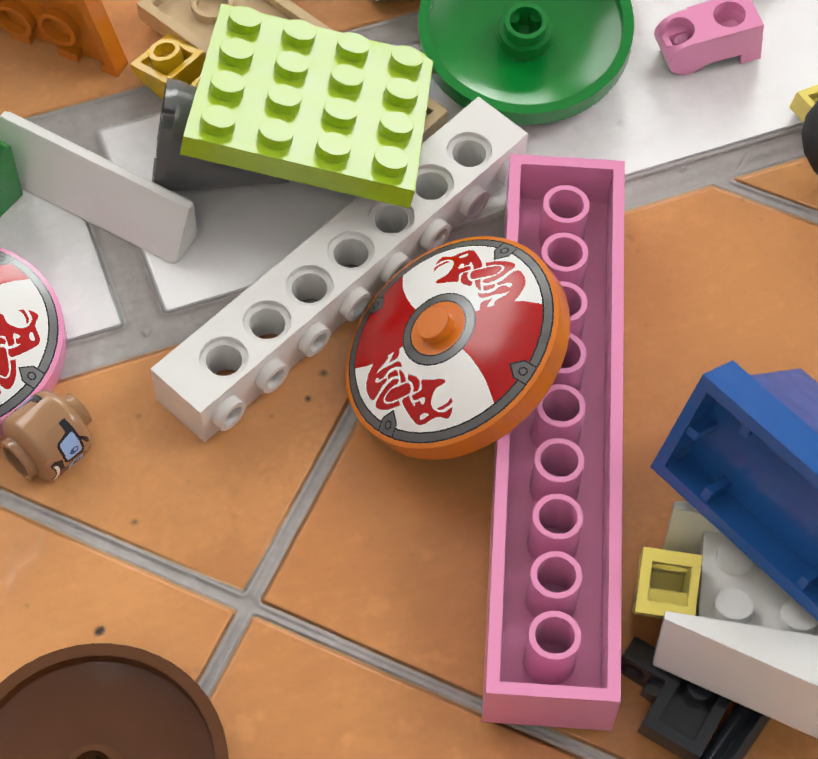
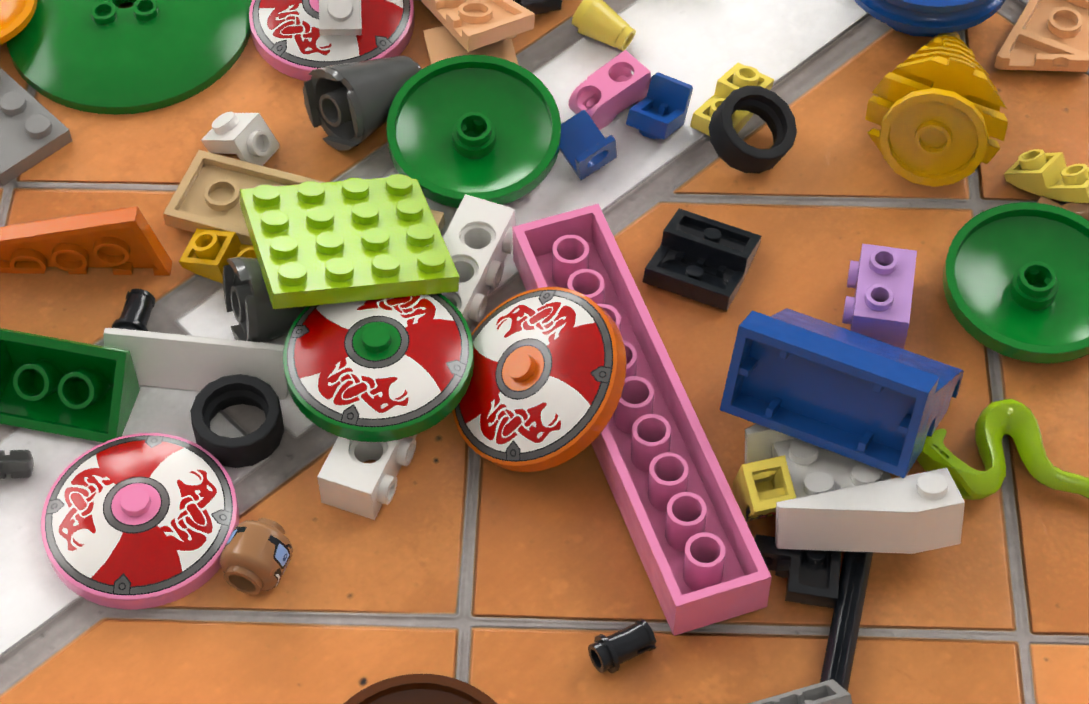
camera: 20 degrees left, 5 degrees down
(55, 105) = (136, 310): none -> black pin
(101, 233) = (236, 391): none -> black tyre
(281, 264) = (379, 365): none -> dish
(411, 710) = (621, 646): none -> black pin
(651, 87) = (585, 145): none -> blue bracket
(729, 271) = (702, 259): none -> black slope
(763, 75) = (662, 109): none -> blue bracket

